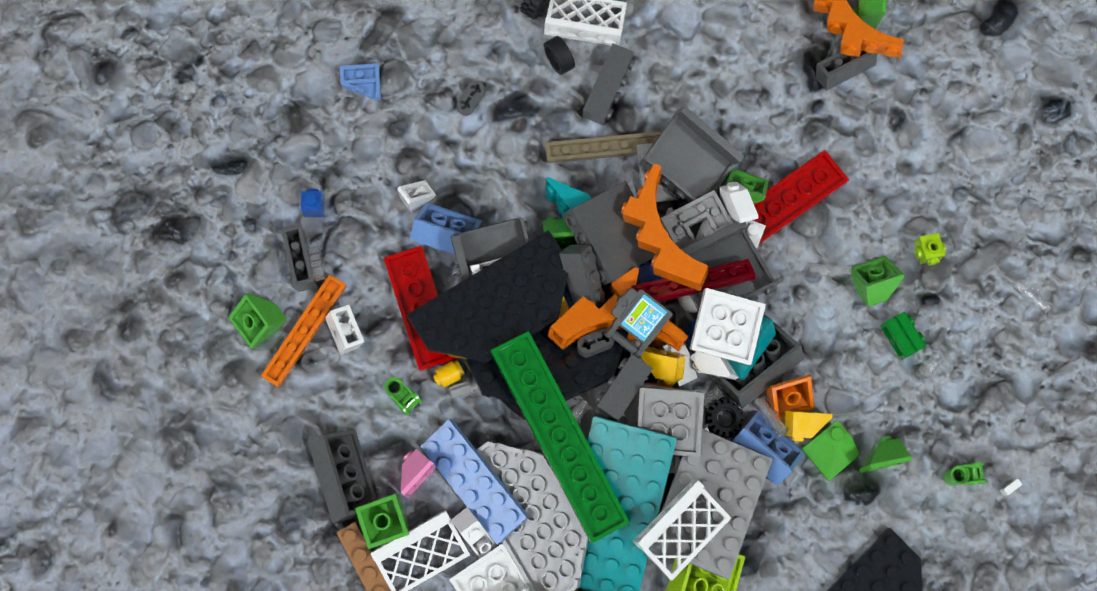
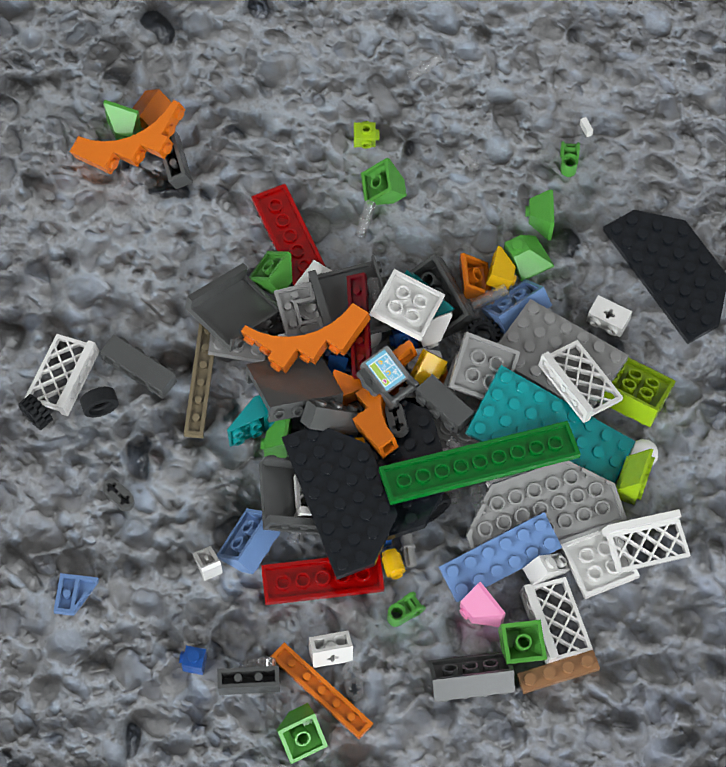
camera: 75 degrees left, 10 degrees down
(738, 202) = (291, 272): white slope -> none
(789, 543) = (604, 308): none -> white brick
(901, 28) = (151, 106): none -> orange slope
(903, 335) = (438, 175): green brick -> none

